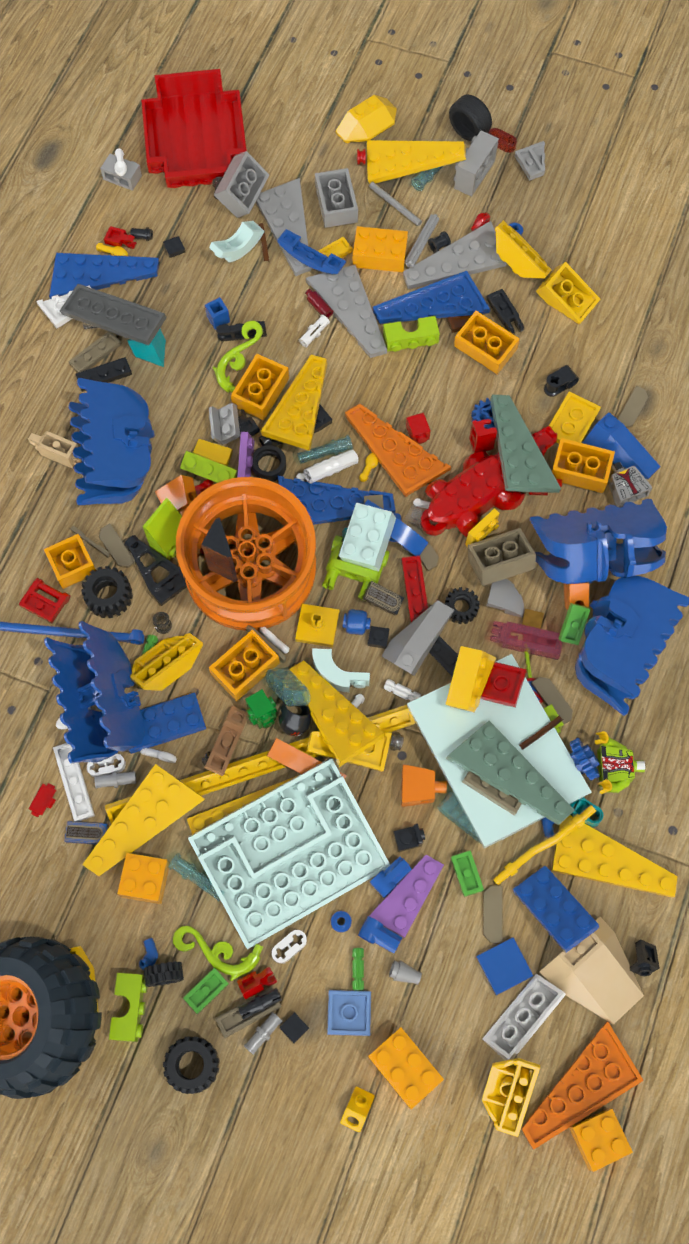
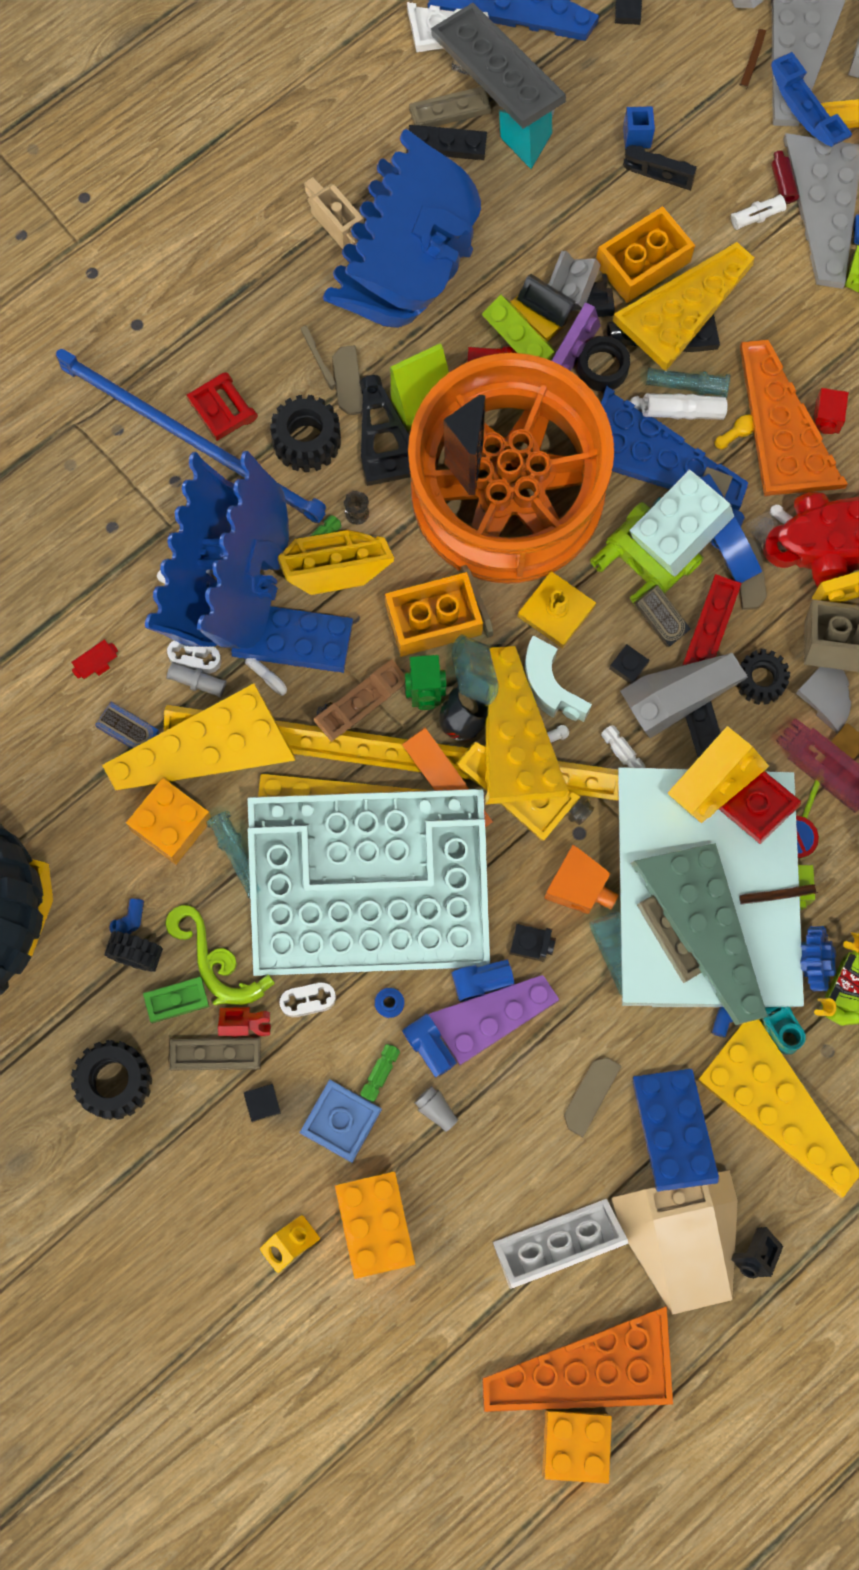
camera: 25 degrees right, 5 degrees up
(70, 561) = (278, 369): light orange brick -> none
(74, 784) = (141, 662): white tile -> none
(129, 1027) = (60, 993): lime arch -> none
(179, 491) = (462, 343): orange torso -> none
(214, 441) = (546, 300): none -> black tile
(235, 353) = (633, 192): lime plant -> none
(240, 243) = (719, 44): light aqua arch -> none
(259, 1003) = (234, 1050): black pin -> none
(263, 1033) = (219, 1089): light grey pin -> none
(274, 640) = (490, 601): white piece -> none
(356, 622) = (610, 629): blue head -> none
(467, 873) = (583, 1026): bright green plate -> none
(504, 966) = (570, 1167): blue tile -> none
(509, 1093) = (489, 1326): yellow wedge -> none
(551, 695) = (820, 855): dark tan piece -> none
(576, 822) = (763, 1033): yellow bar -> none

